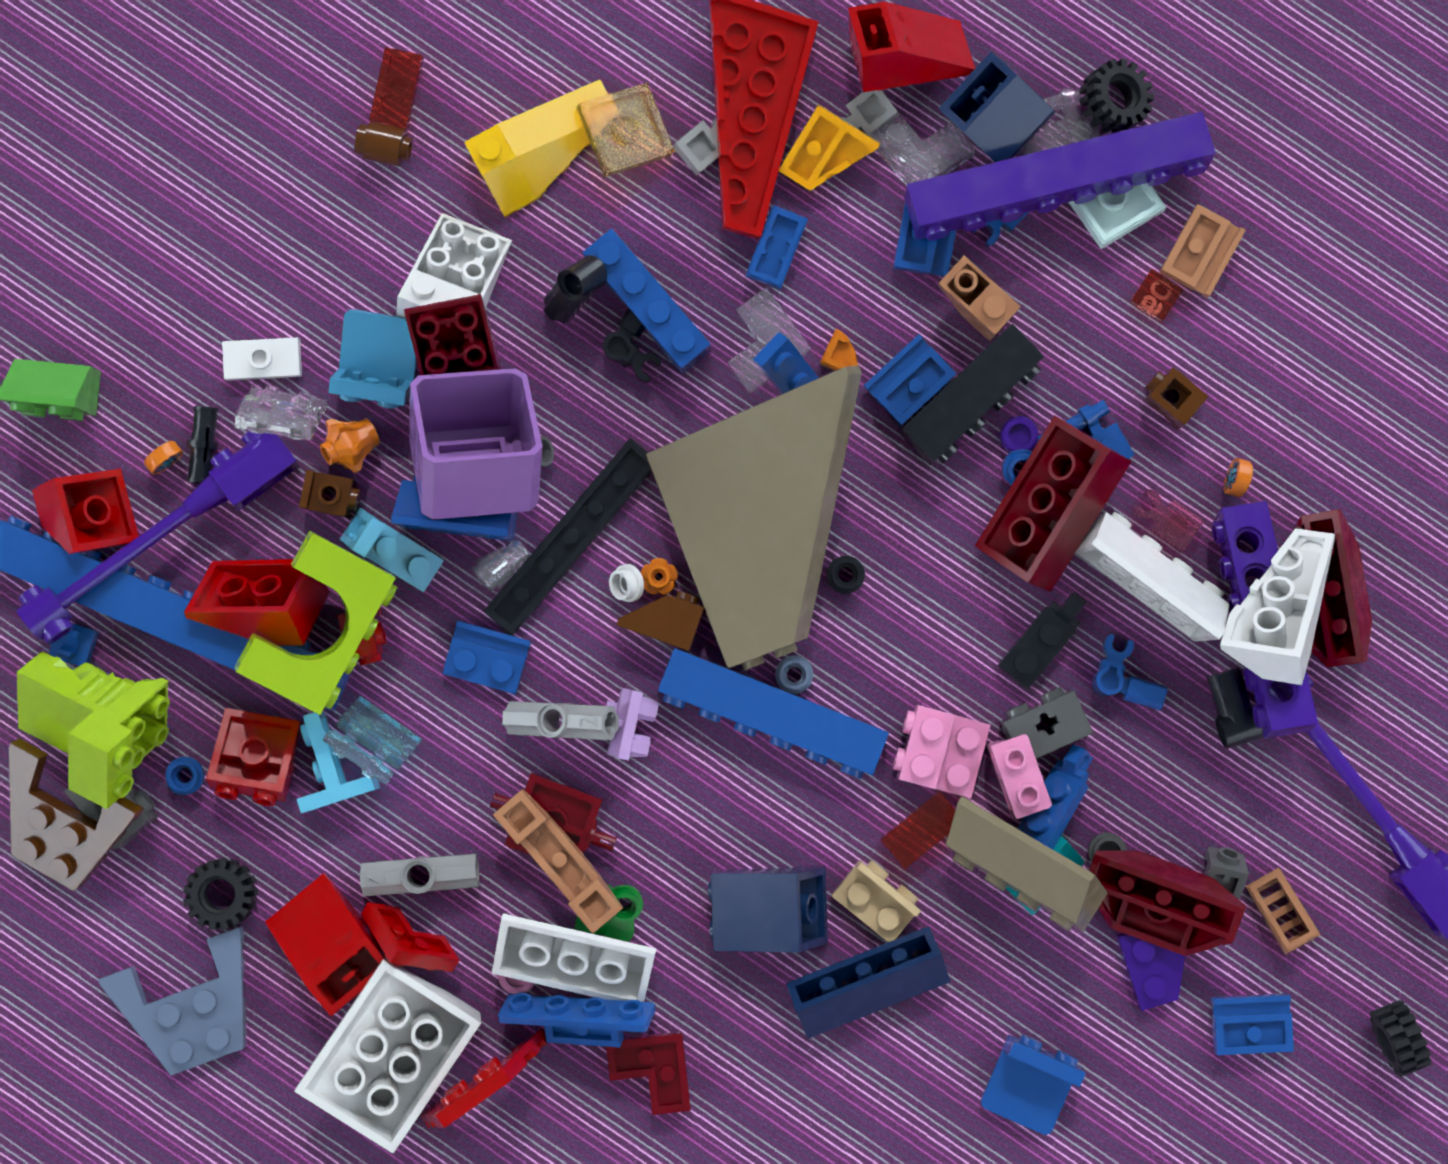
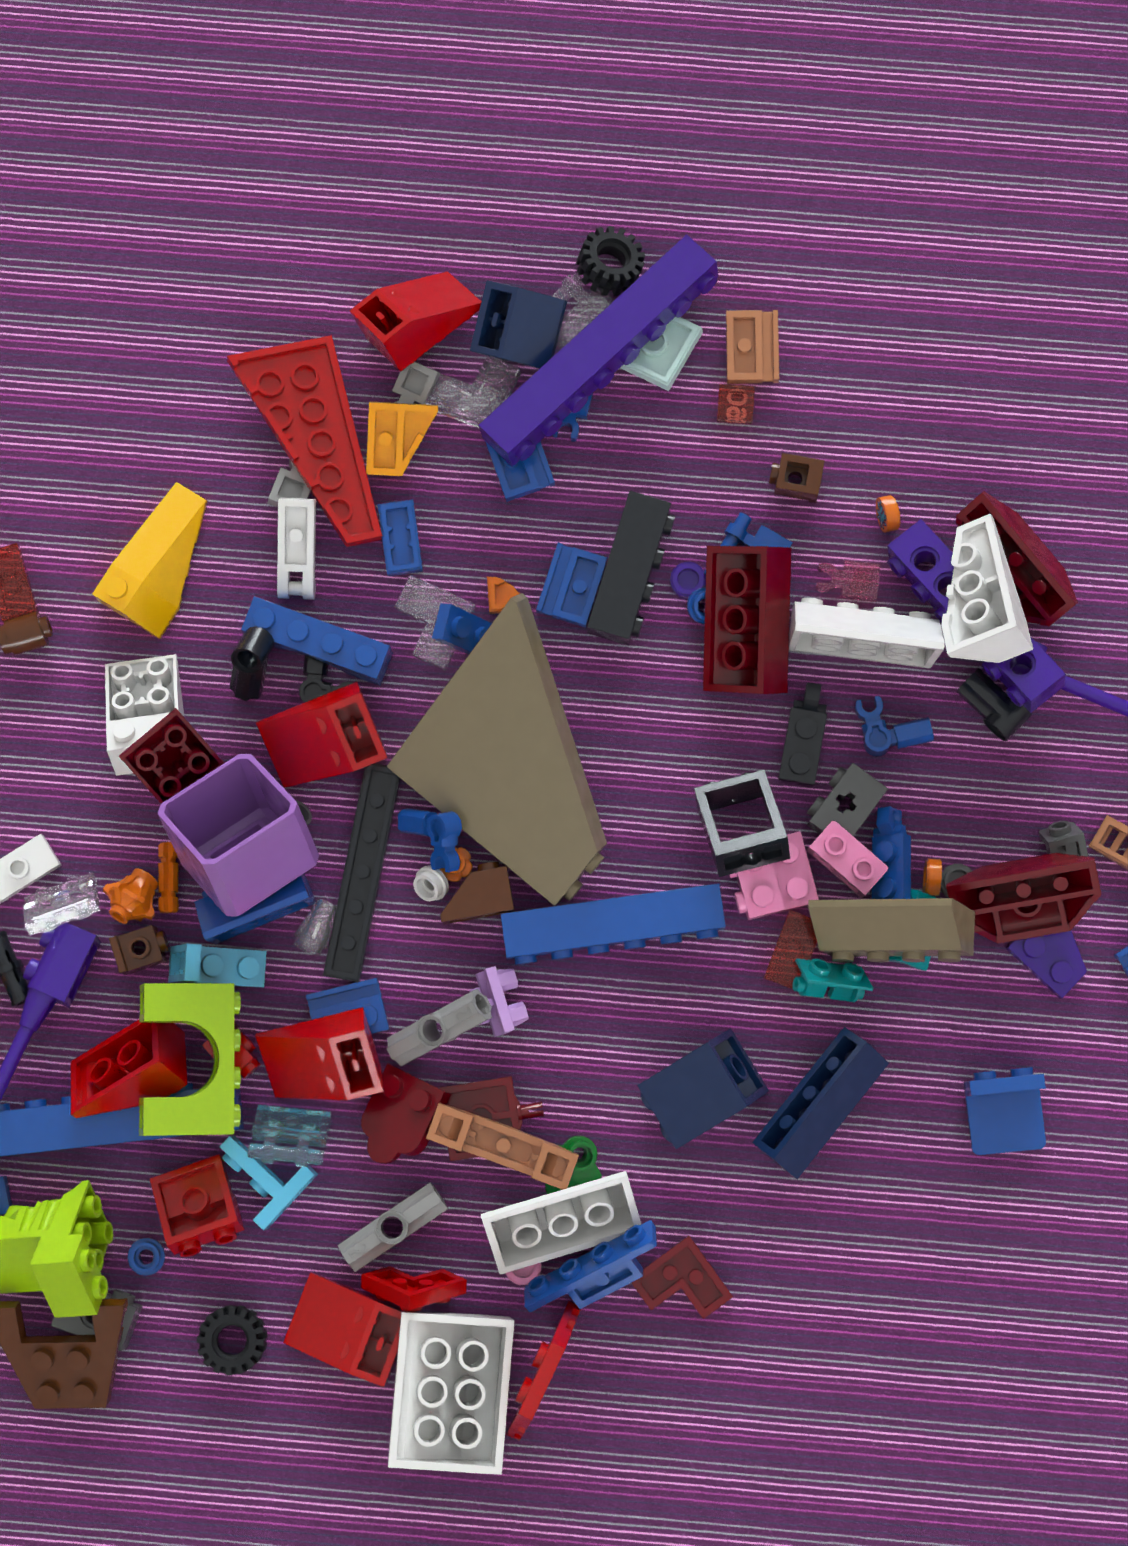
camera: 20 degrees left, 5 degrees down
(195, 1022) = (269, 1464): sand blue wing -> none
(374, 359) = (116, 814): dark azure bracket -> none
(390, 444) = (167, 879): none -> orange axle
(440, 688) = (323, 1058): none -> red slope
(482, 778) = (400, 1115): none -> dark red plate
(603, 394) = (322, 737): none -> red slope
(625, 129) = (220, 510): clear yellow plate -> none
(664, 541) = (442, 830): none -> blue bar
(676, 203) = (296, 547): none -> white plate
(806, 674) = (617, 870): sand blue plate -> none
(845, 562) = (609, 763): black plate -> none
(876, 901) = (789, 1031): tan bracket -> none
(932, 719) = (733, 855): none -> black window
(952, 884) = (845, 981): none -> teal hinge
(978, 298) = (590, 486): nougat slope -> none
(1087, 834) = (932, 876): none -> orange tile

